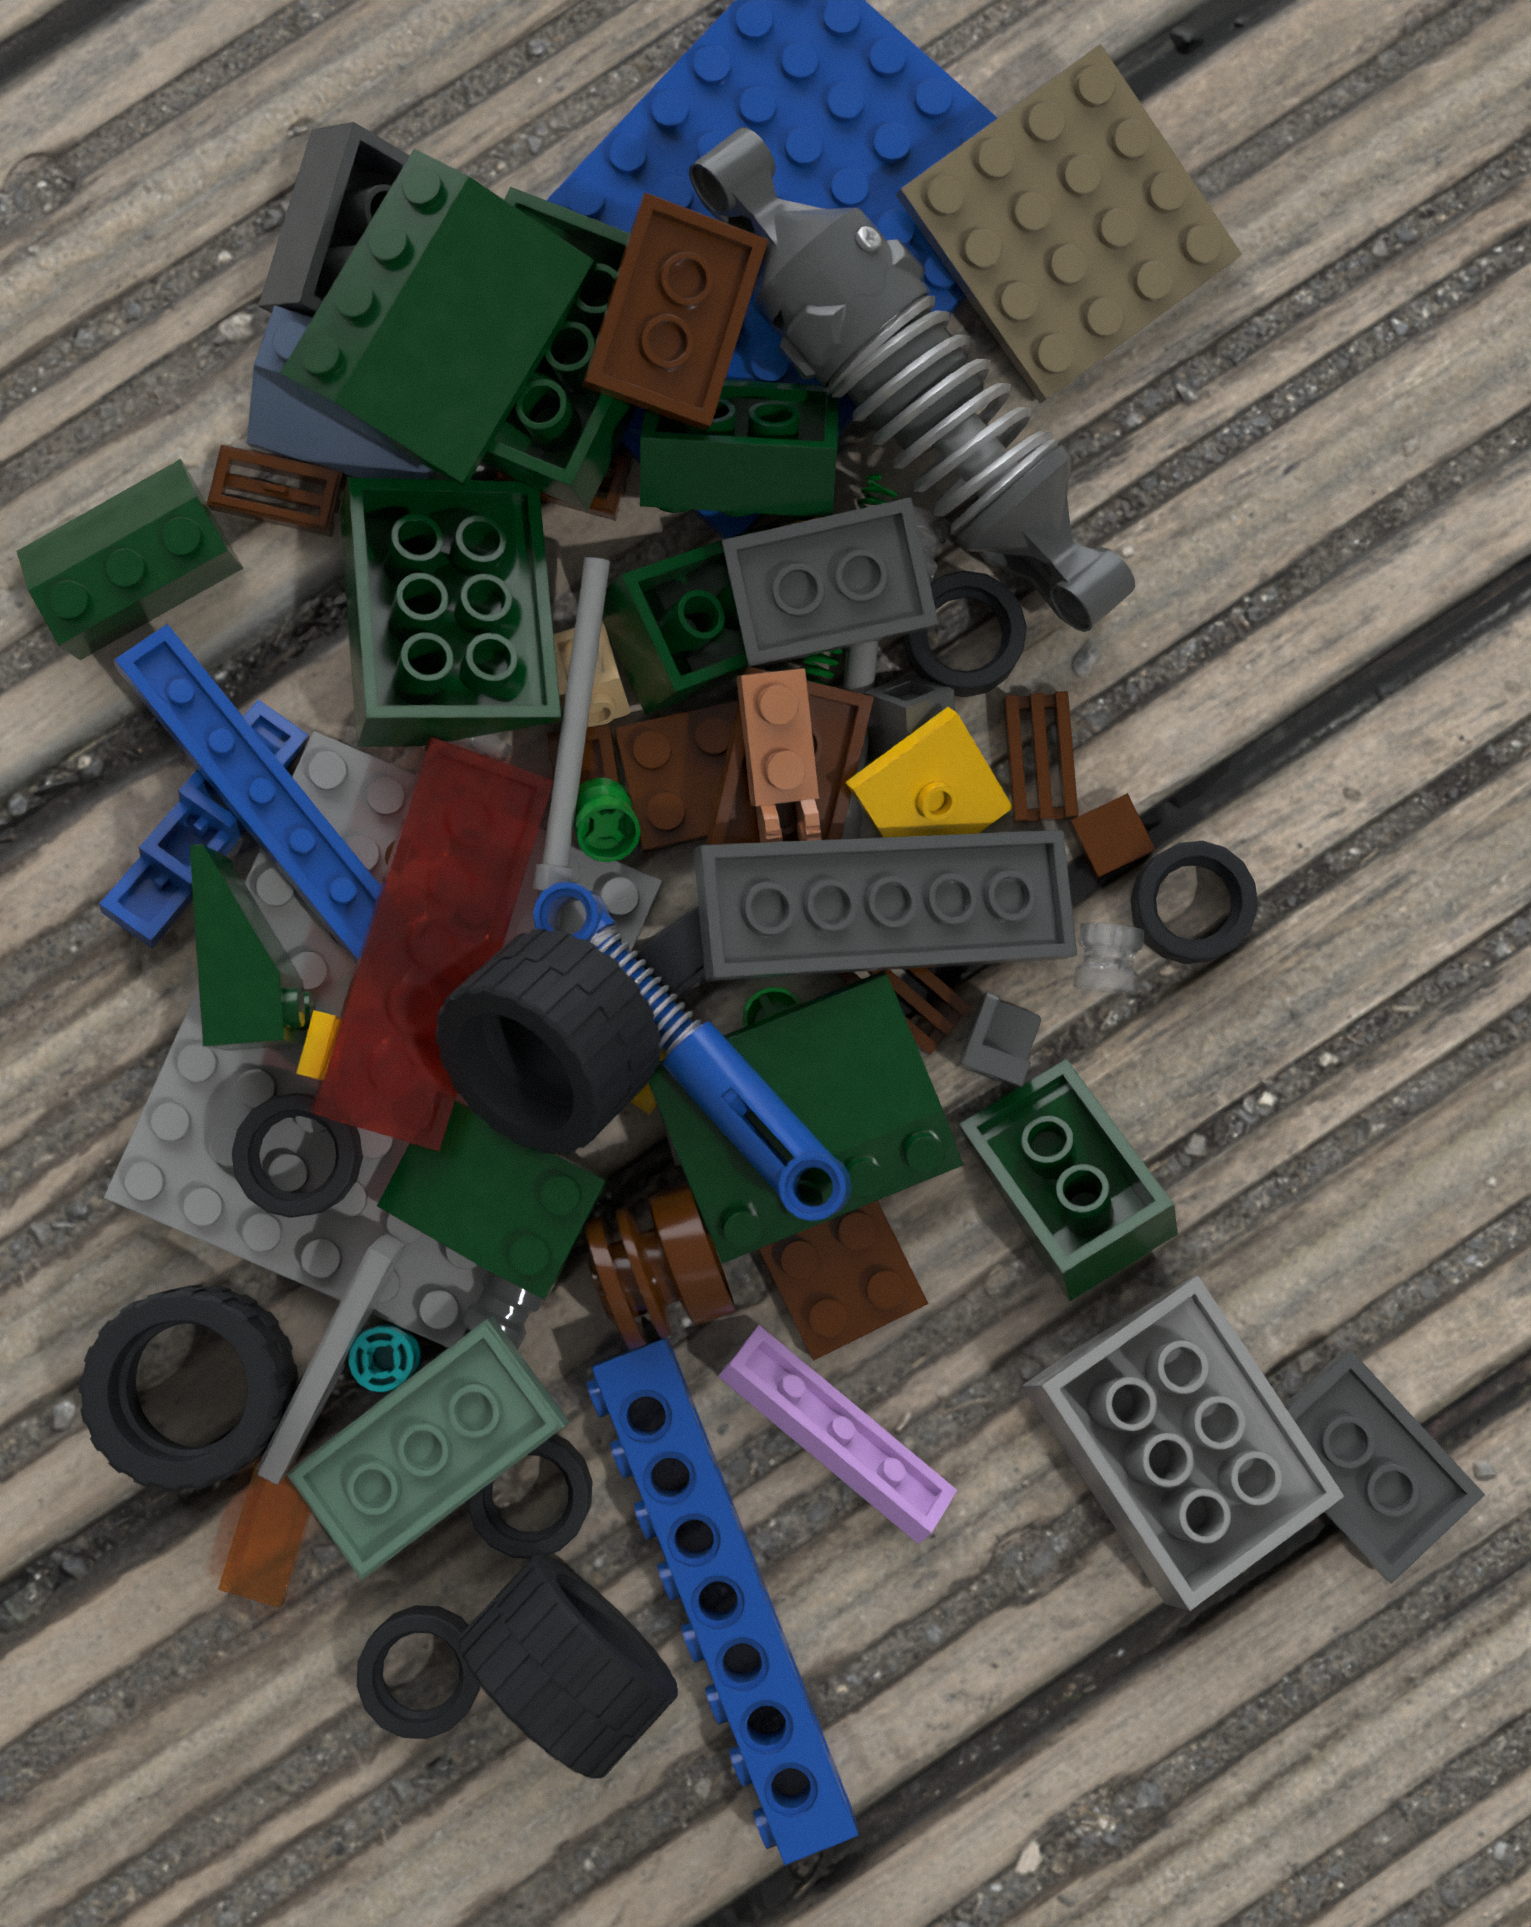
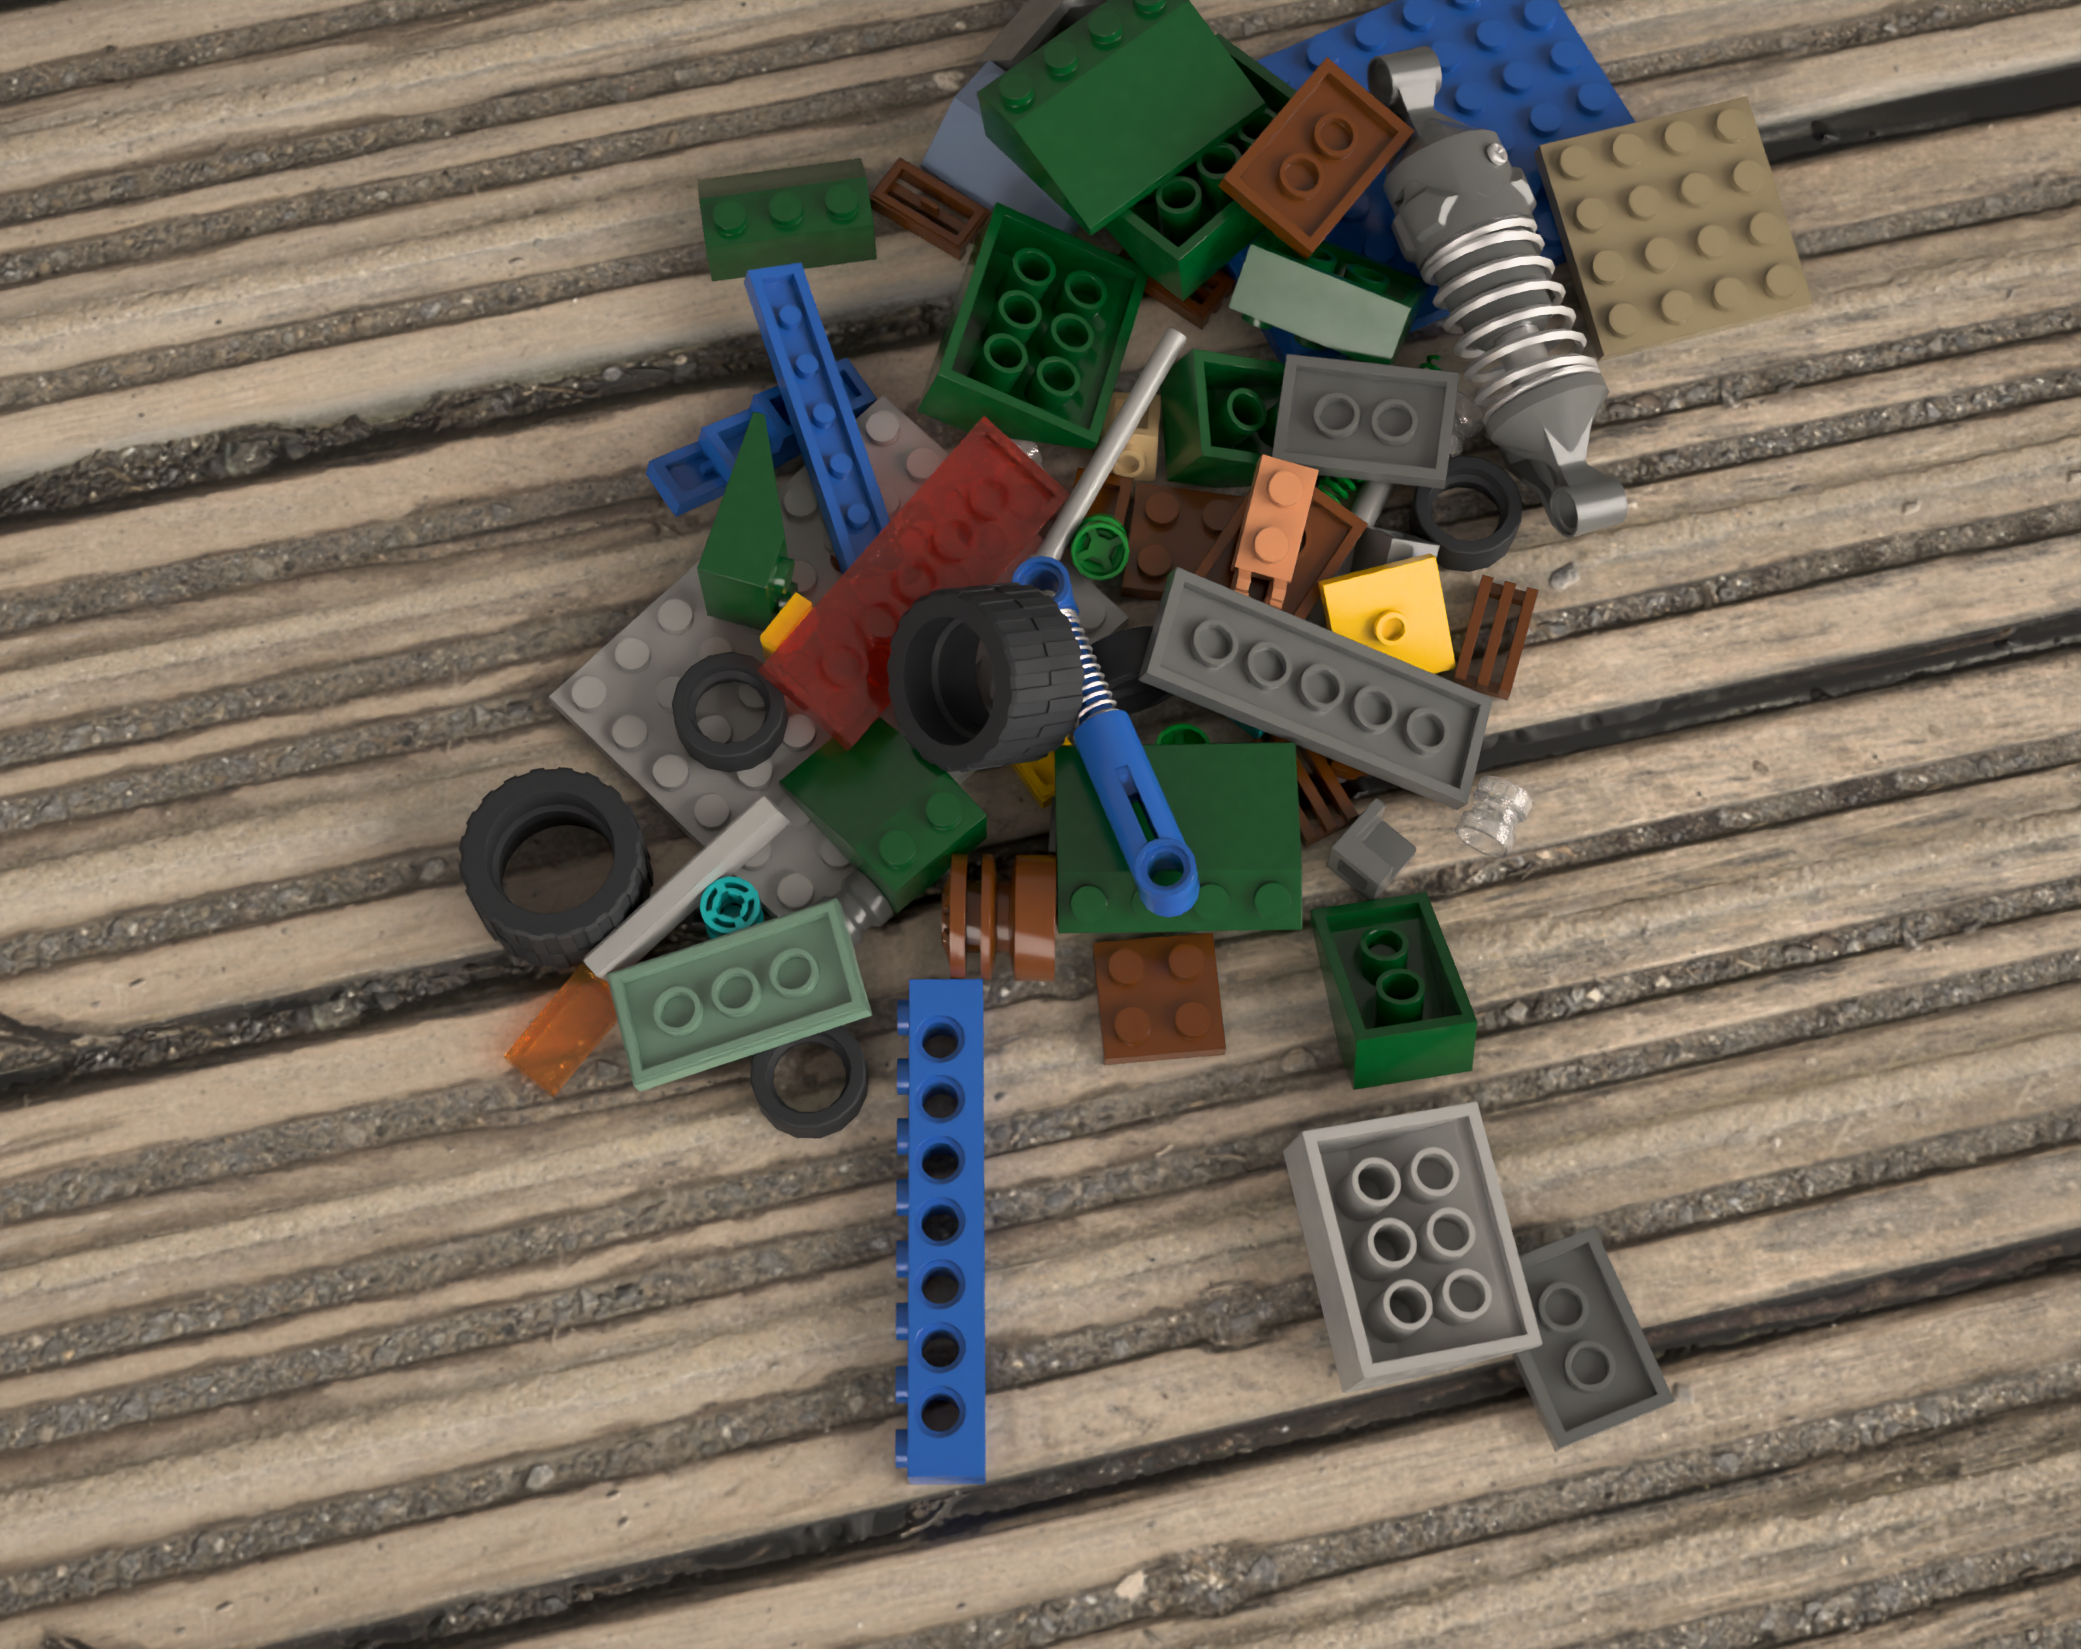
camera: 20 degrees right, 15 degrees down
(373, 1689) = (616, 1161): black tyre -> none
(567, 1667) = (789, 1214): black tyre -> none
(838, 1434) = (1102, 1128): lavender plate -> none
(1111, 836) = (1533, 723): reddish brown tile -> none
(1222, 863) = (1609, 763): black tyre -> none

